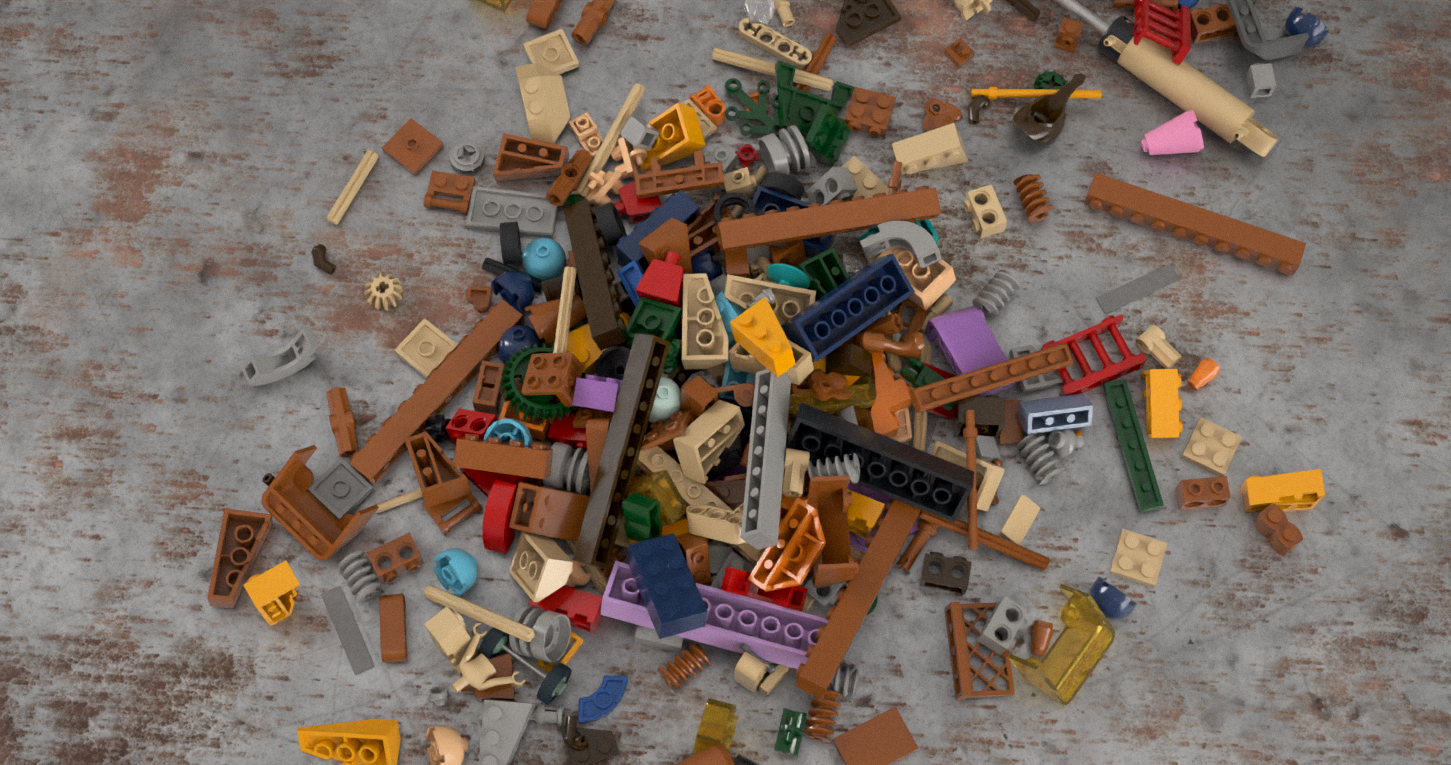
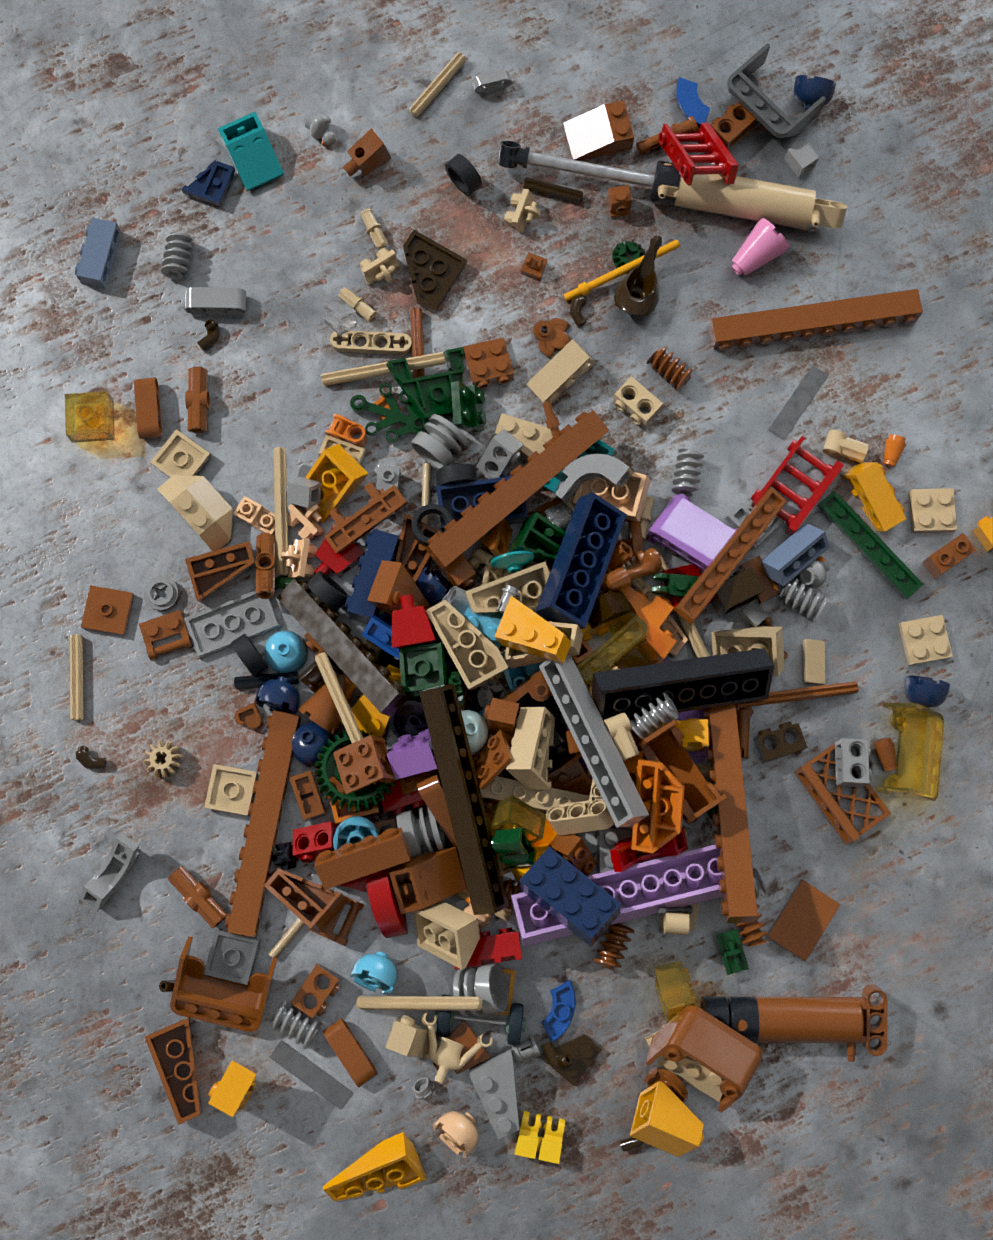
camera: 30 degrees left, 10 degrees up
(741, 182) = (417, 492): tan brick -> none
(749, 150) = (405, 454): red plate -> none
(829, 385) = (603, 640): dark orange plate -> none
(970, 435) = (742, 616): dark orange bar -> none

